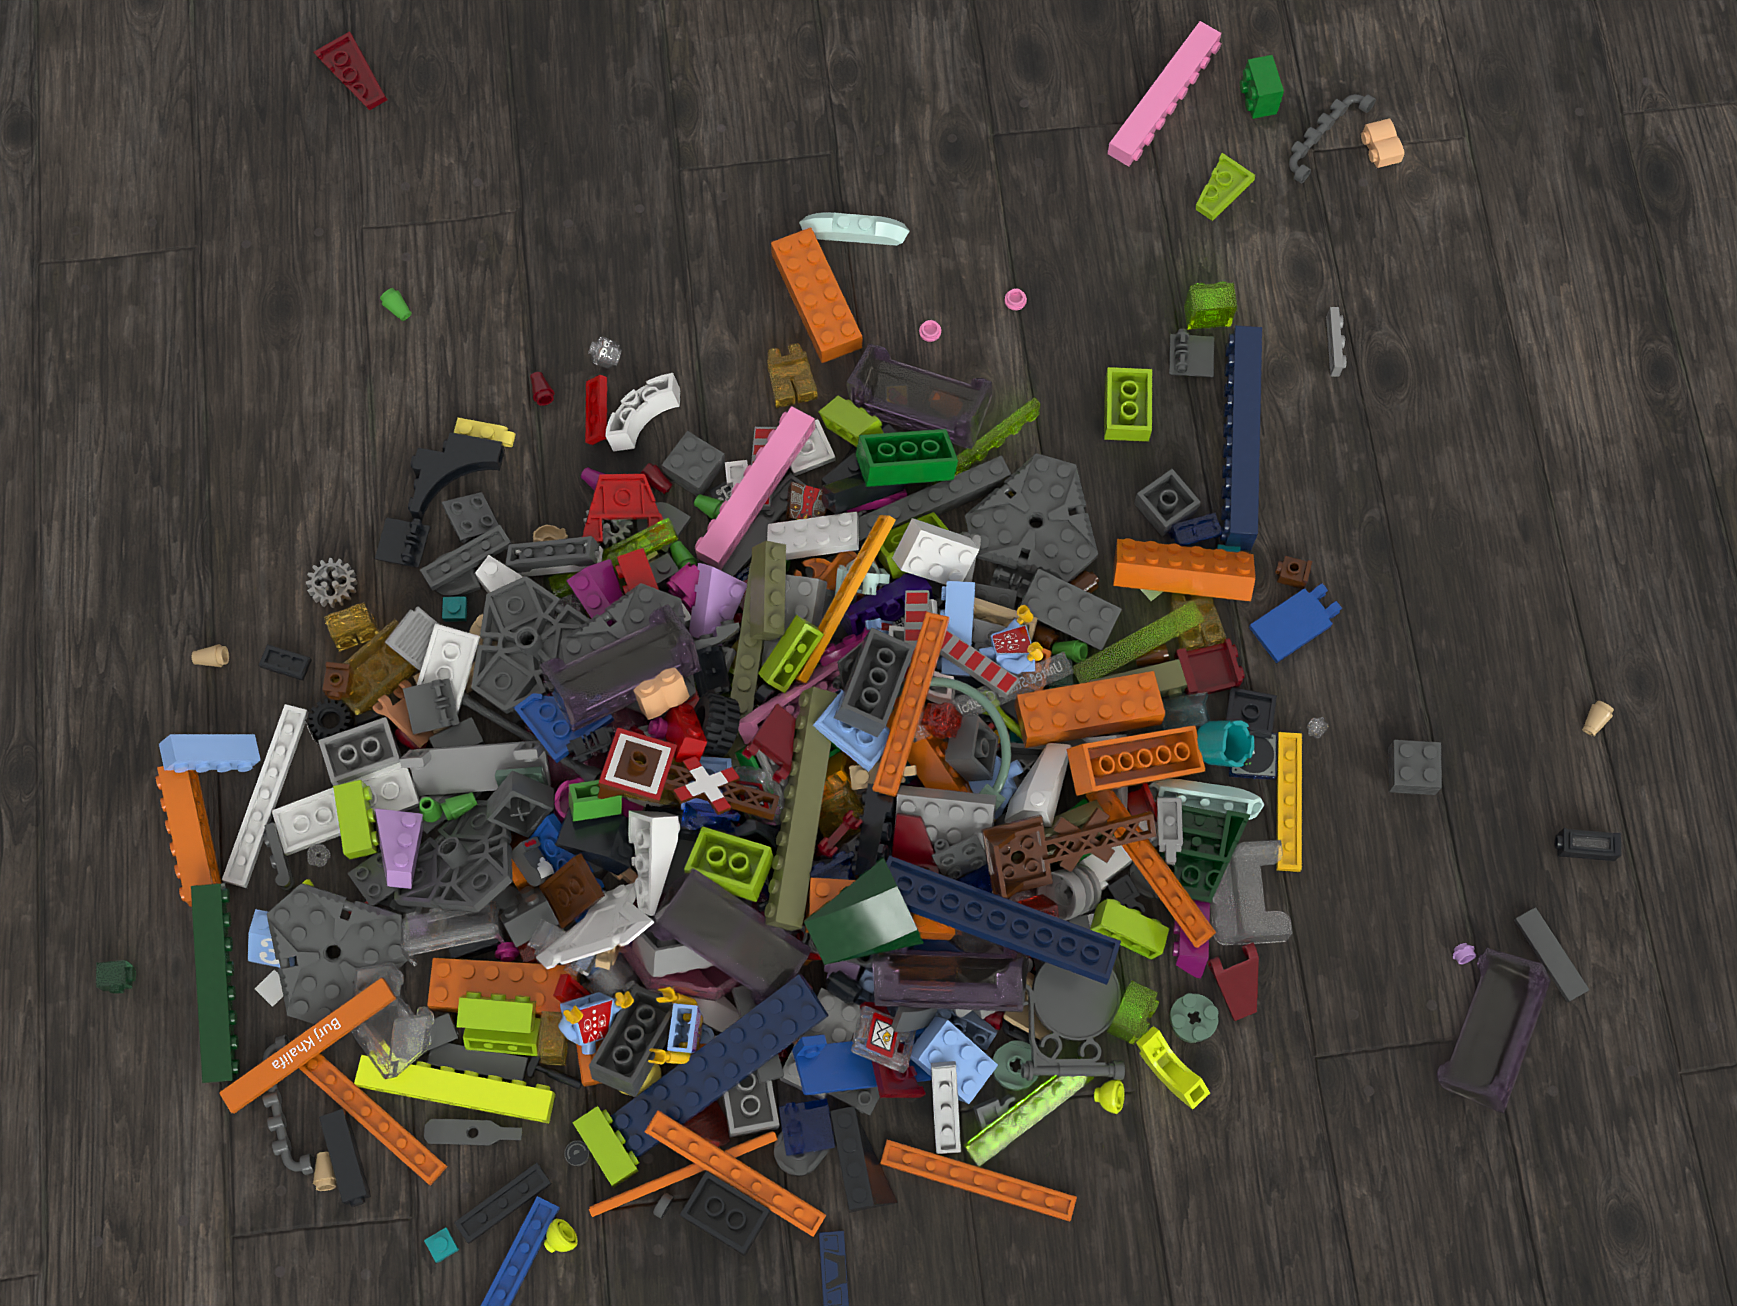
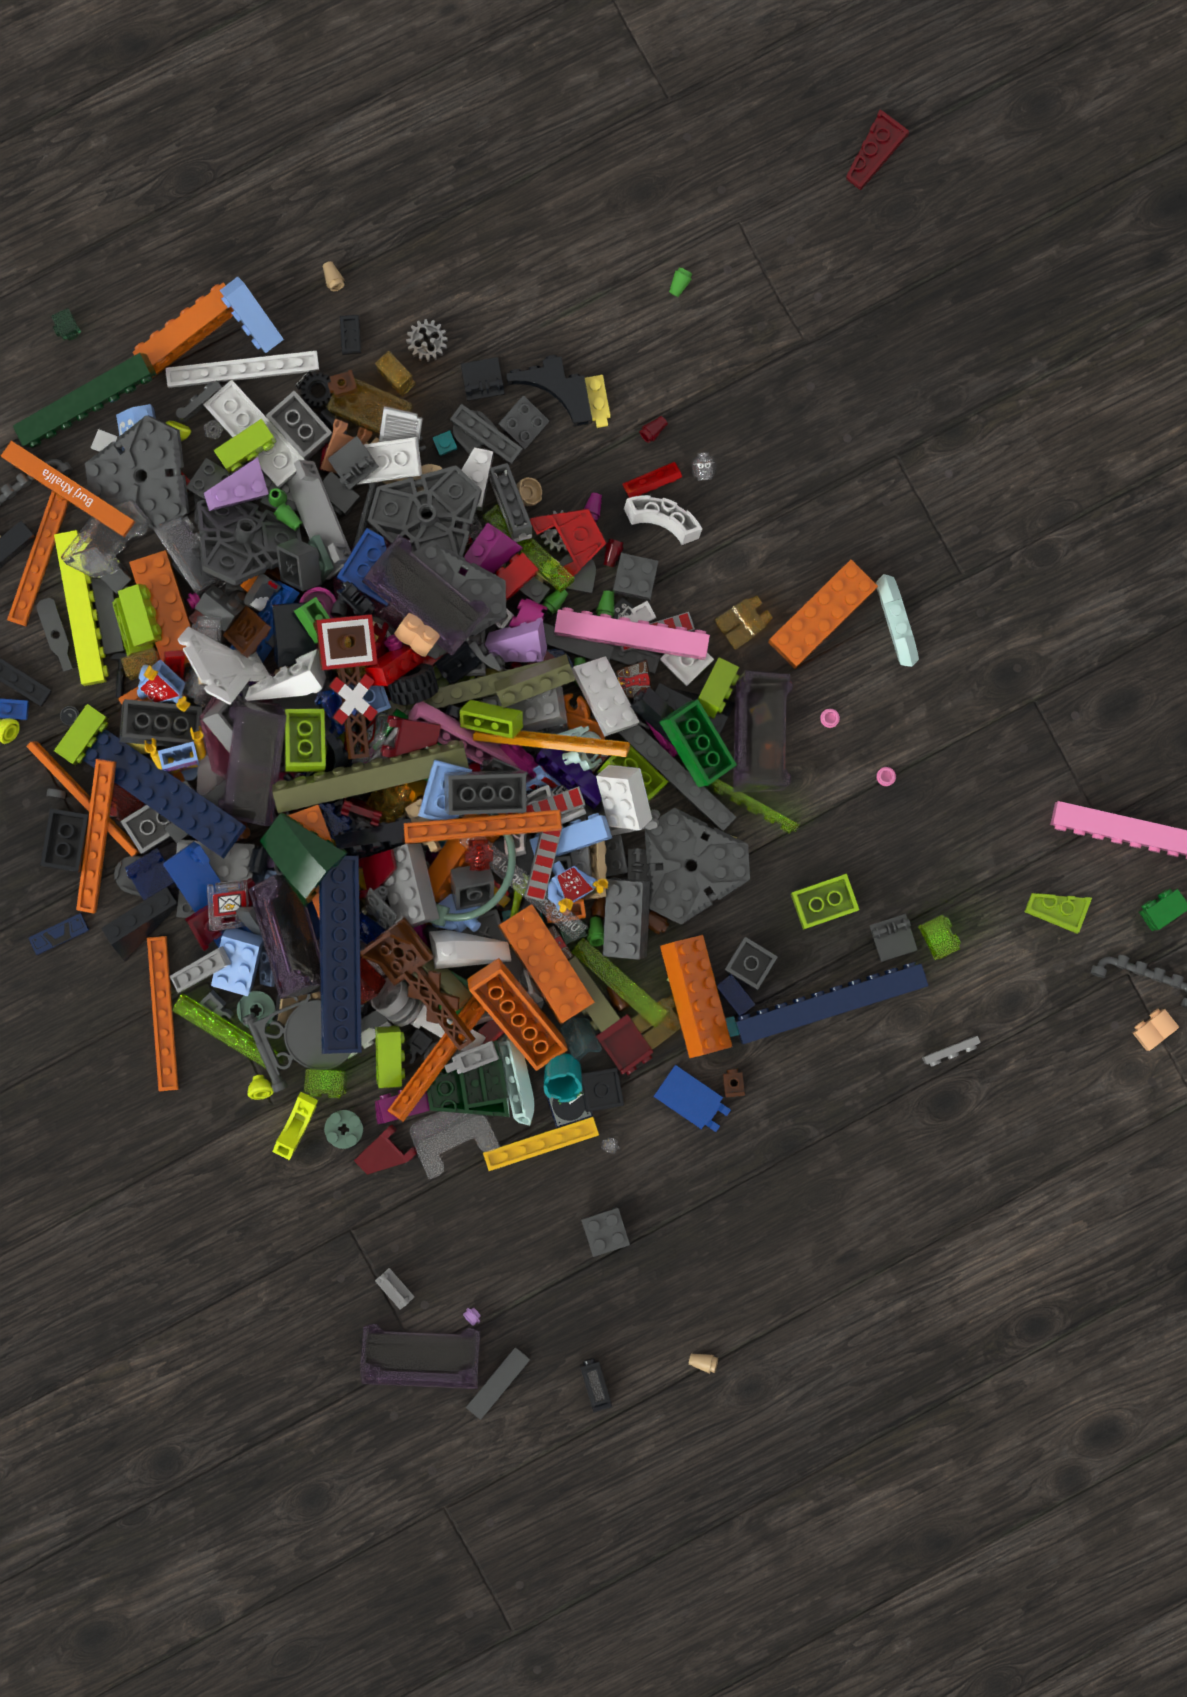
camera: 65 degrees right, 15 degrees up
(1403, 1030) = (394, 1288): none -> light grey hinge

